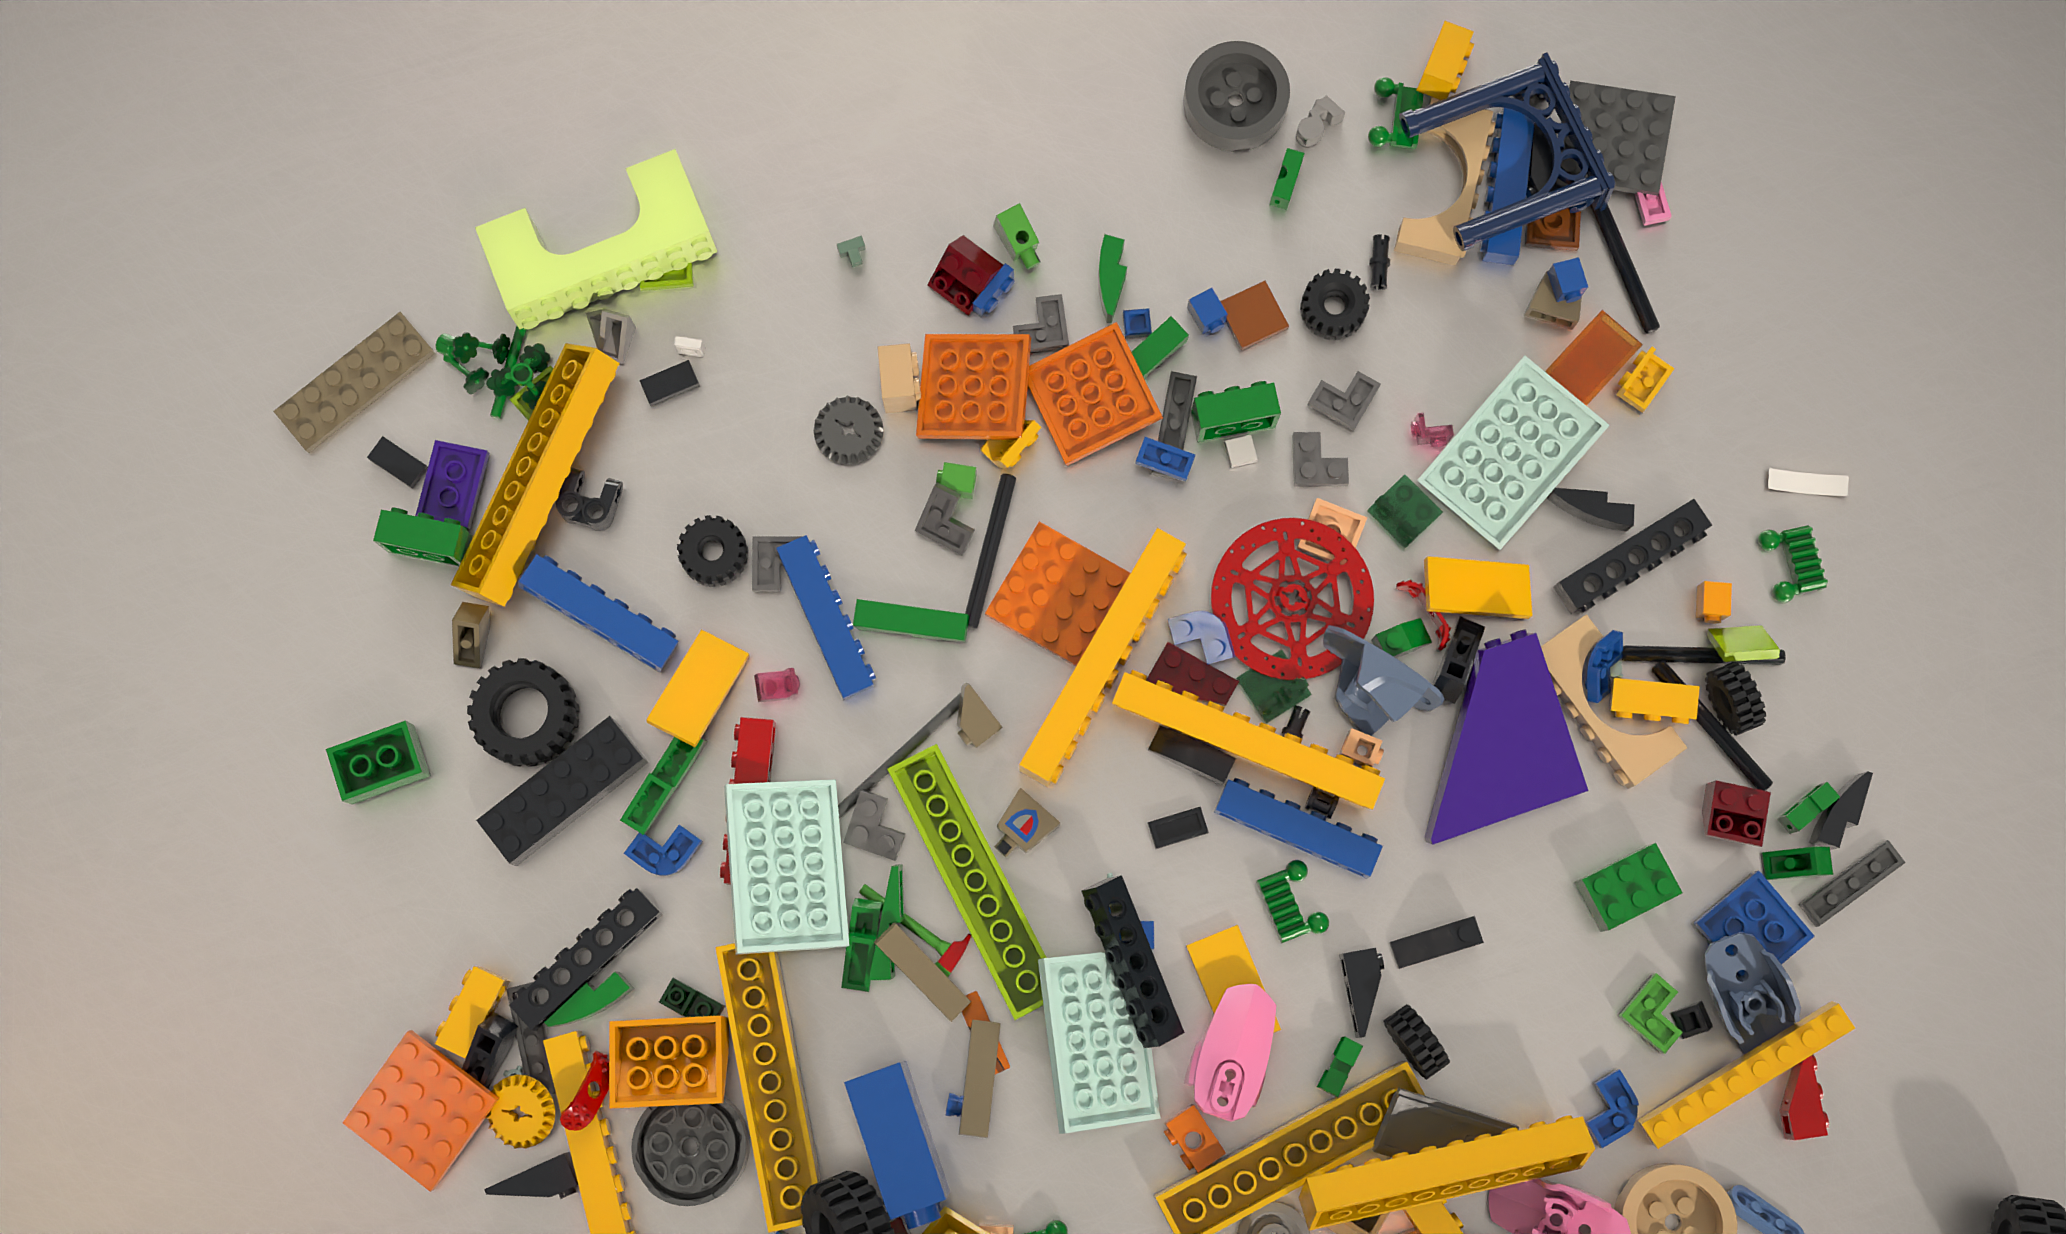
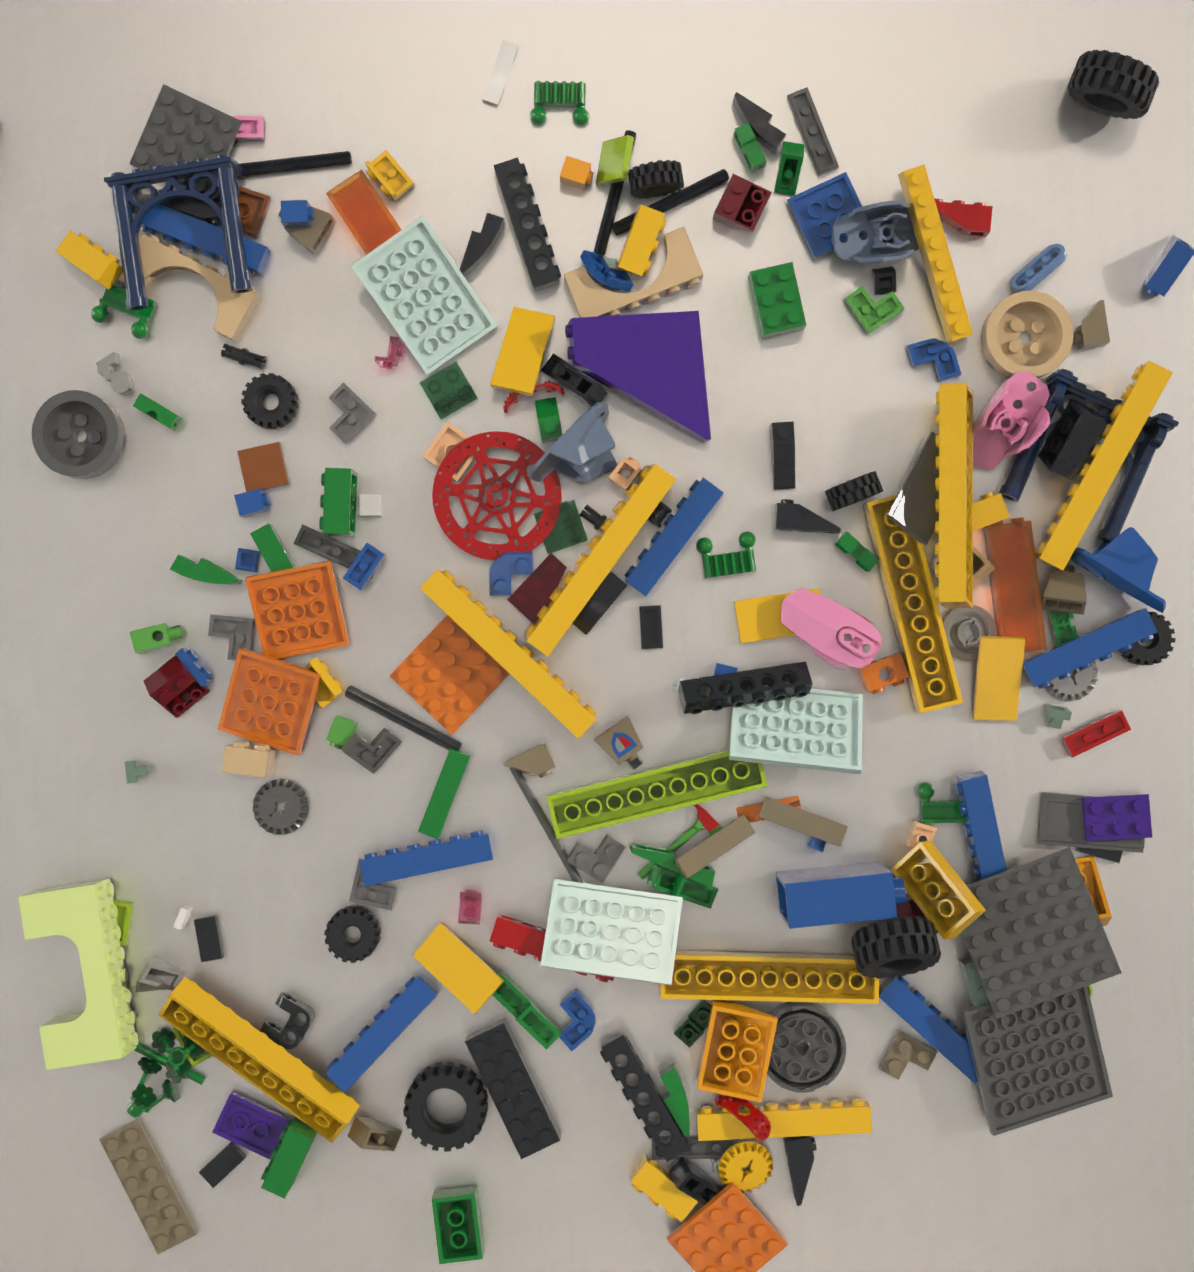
camera: 80 degrees left, 10 degrees up
(1310, 468) = (396, 454): flat silver plate -> none

